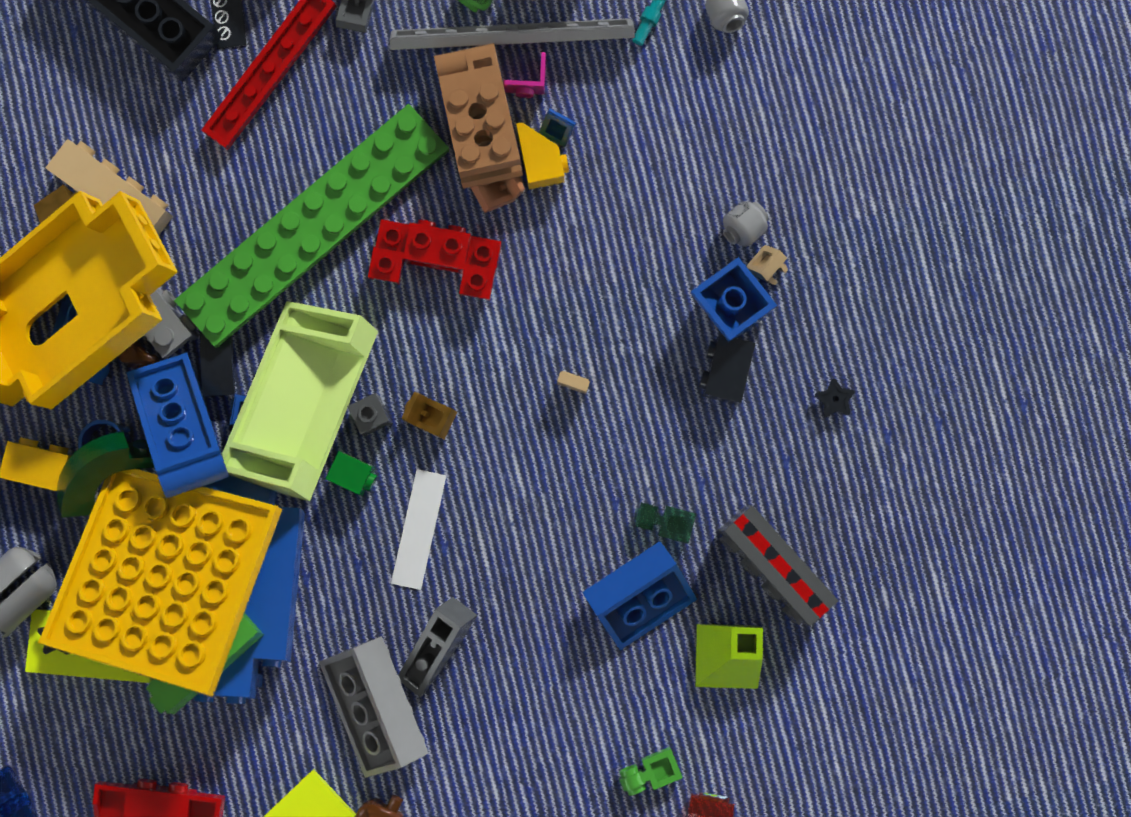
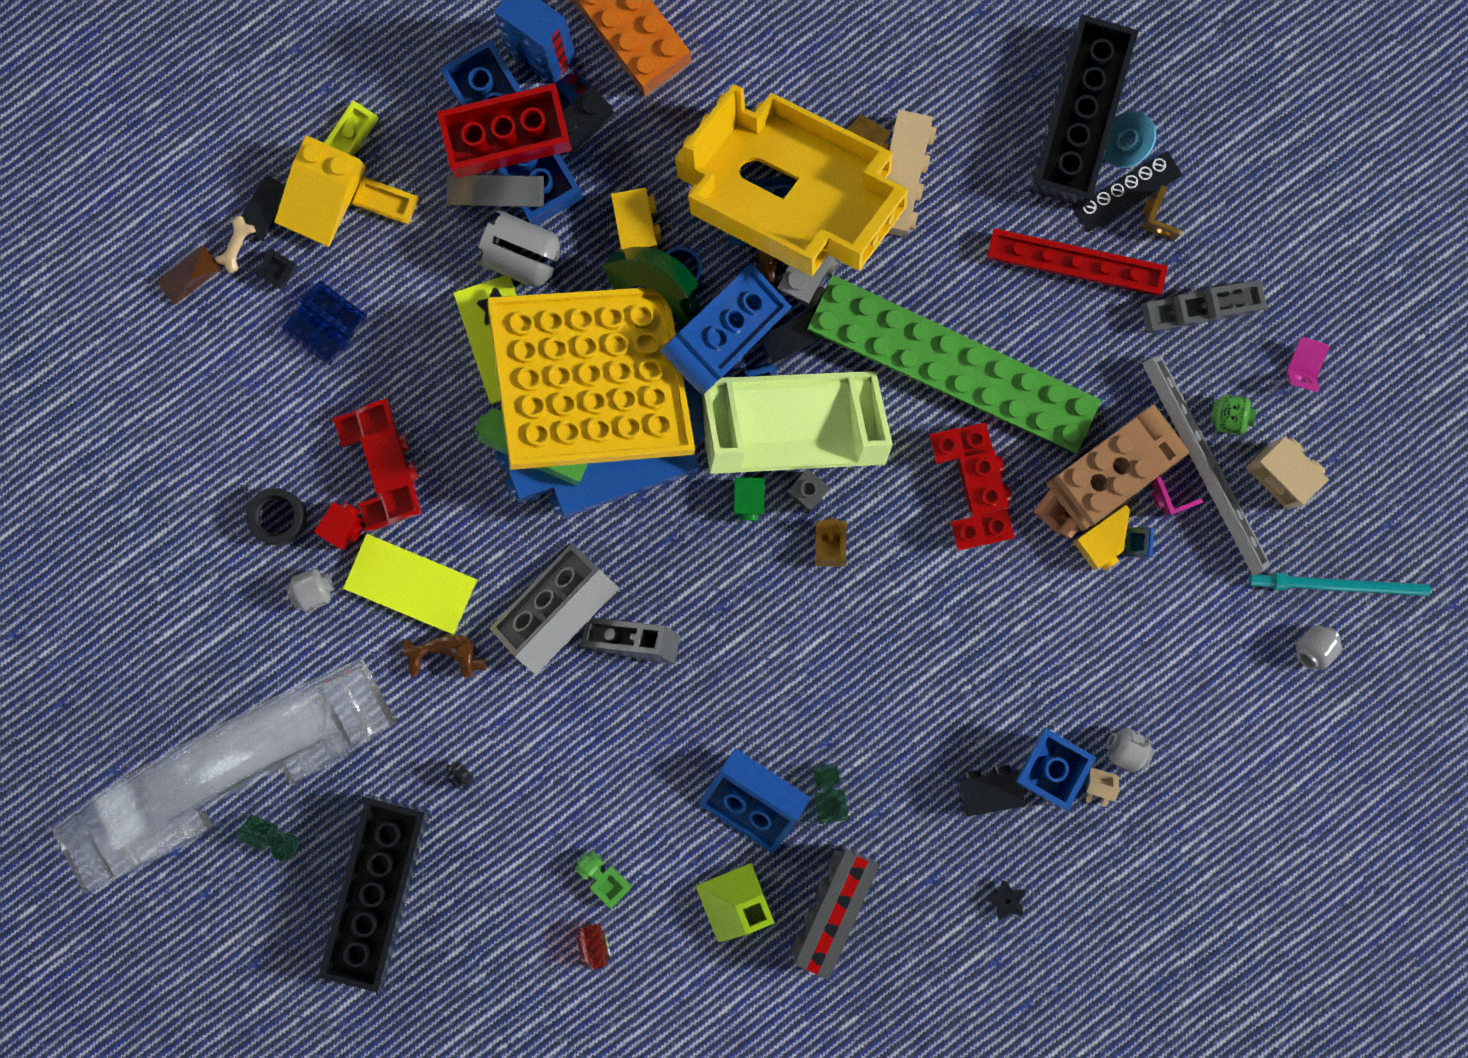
camera: 70 degrees right, 0 degrees up
(418, 529) = (725, 578): white sticker -> none
(573, 382) = (917, 658): tan tile -> none

